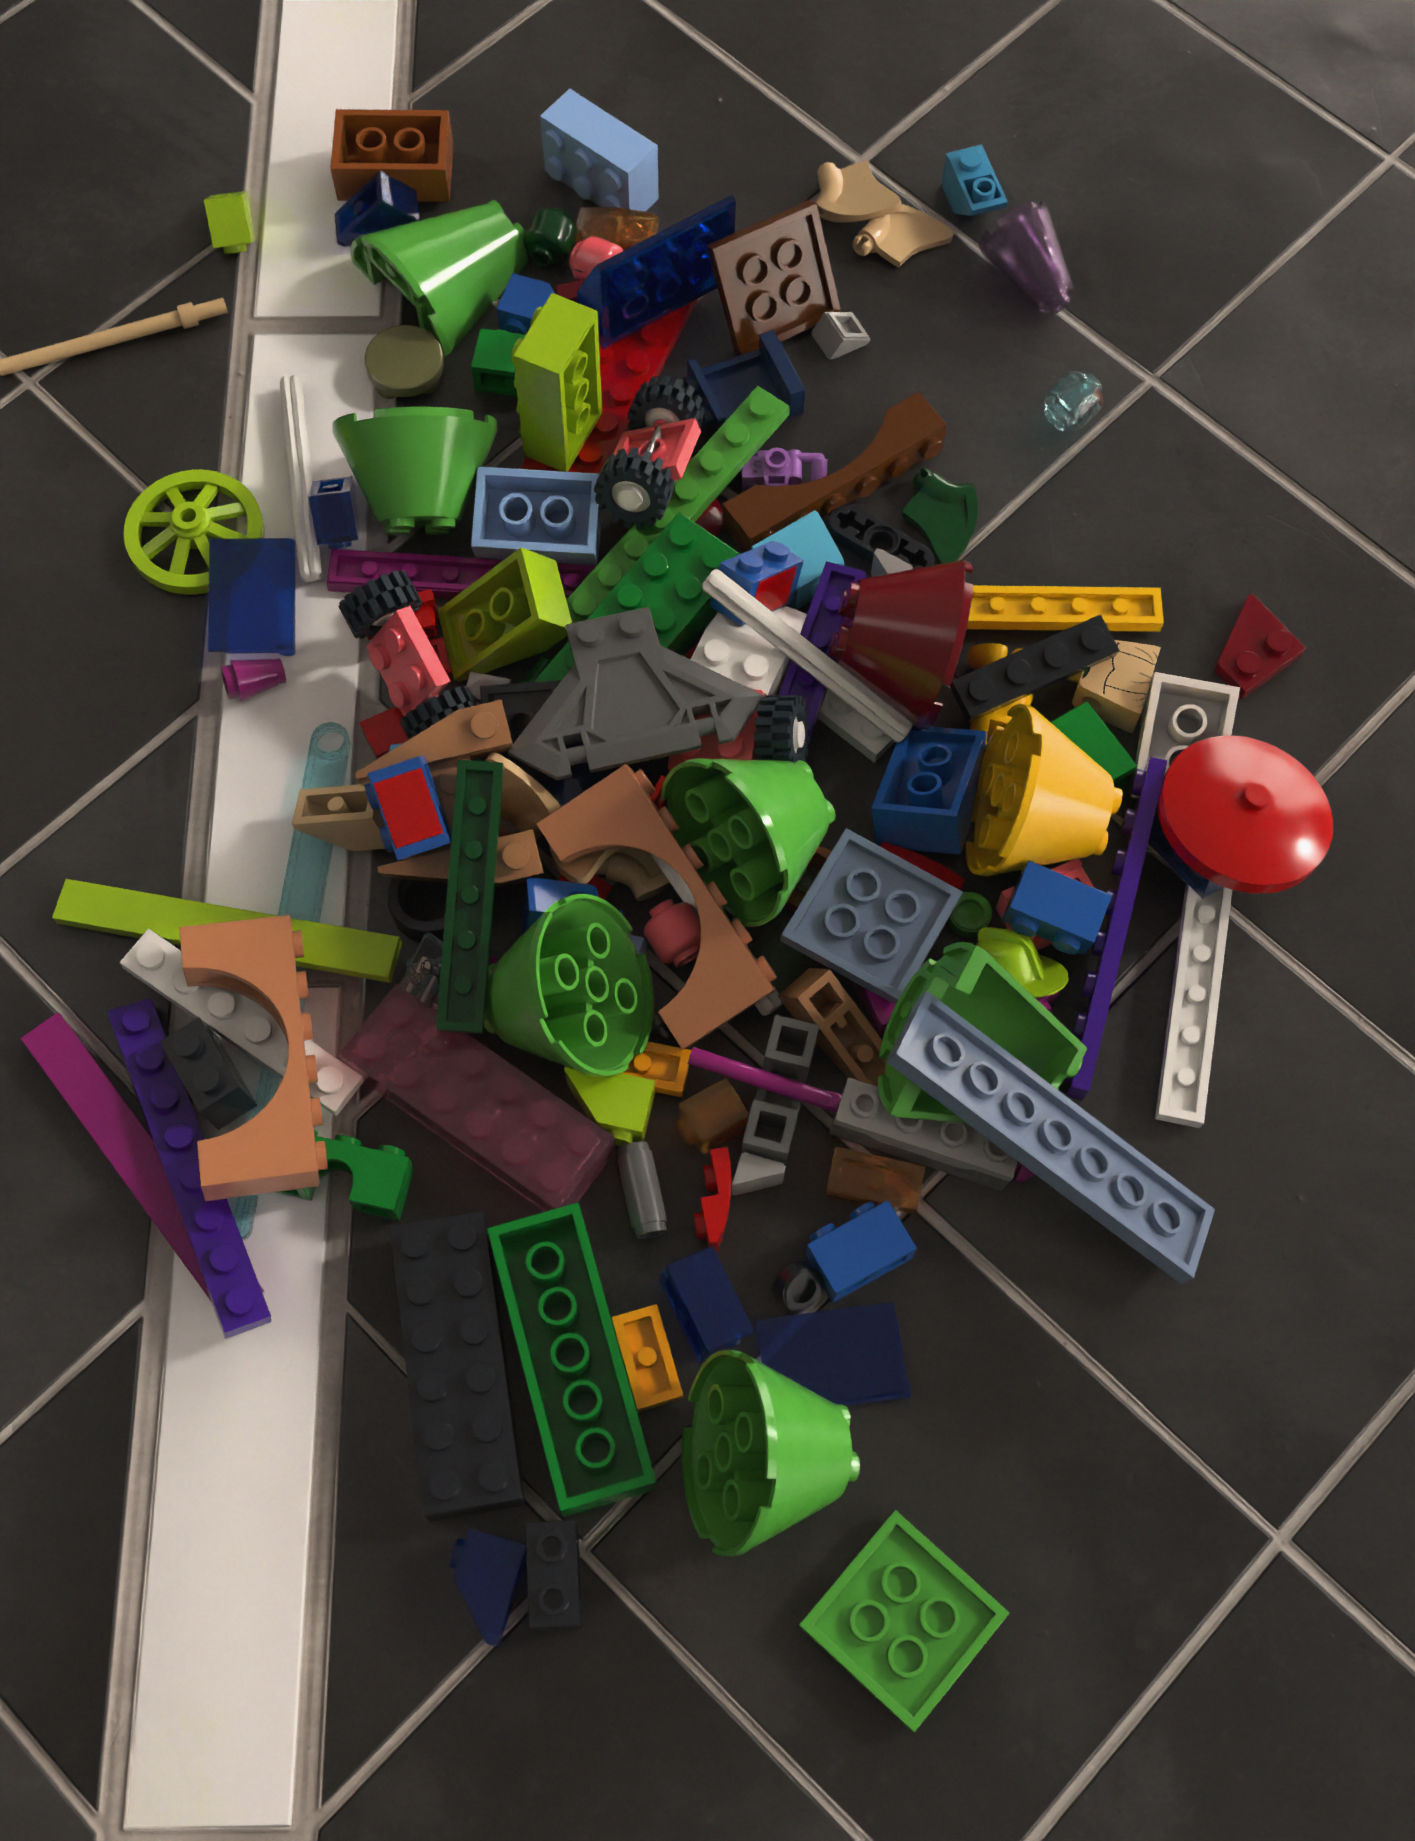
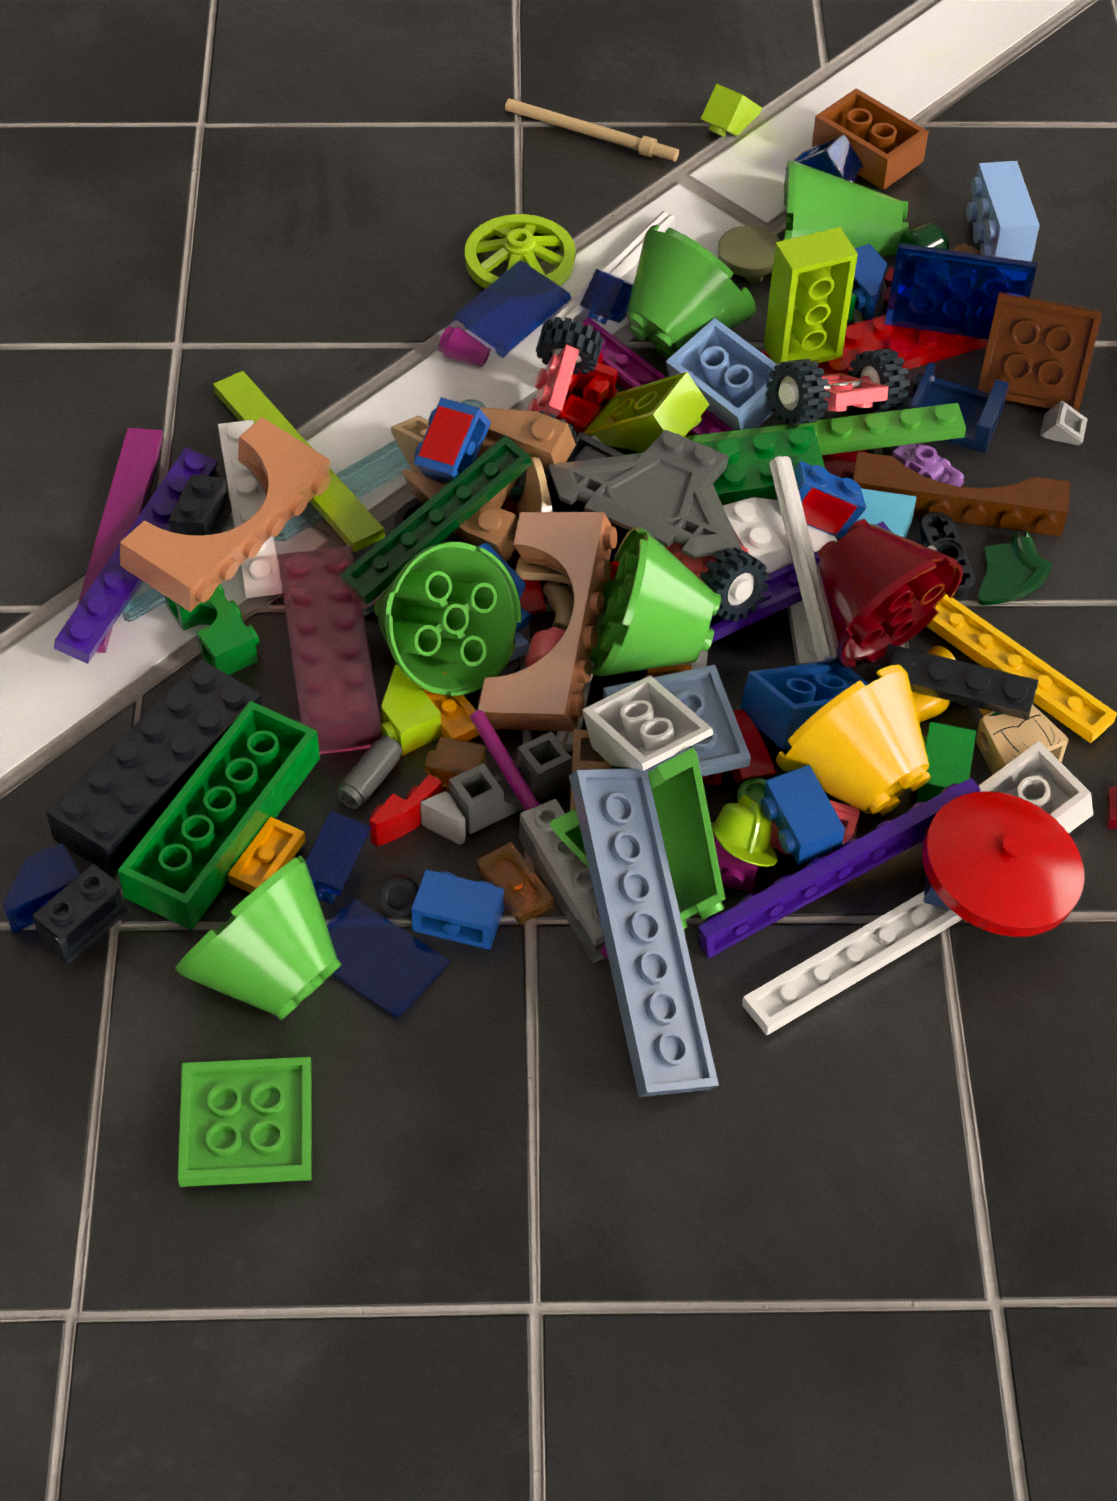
camera: 45 degrees right, 15 degrees down
(893, 954) = (642, 725): none -> white slope

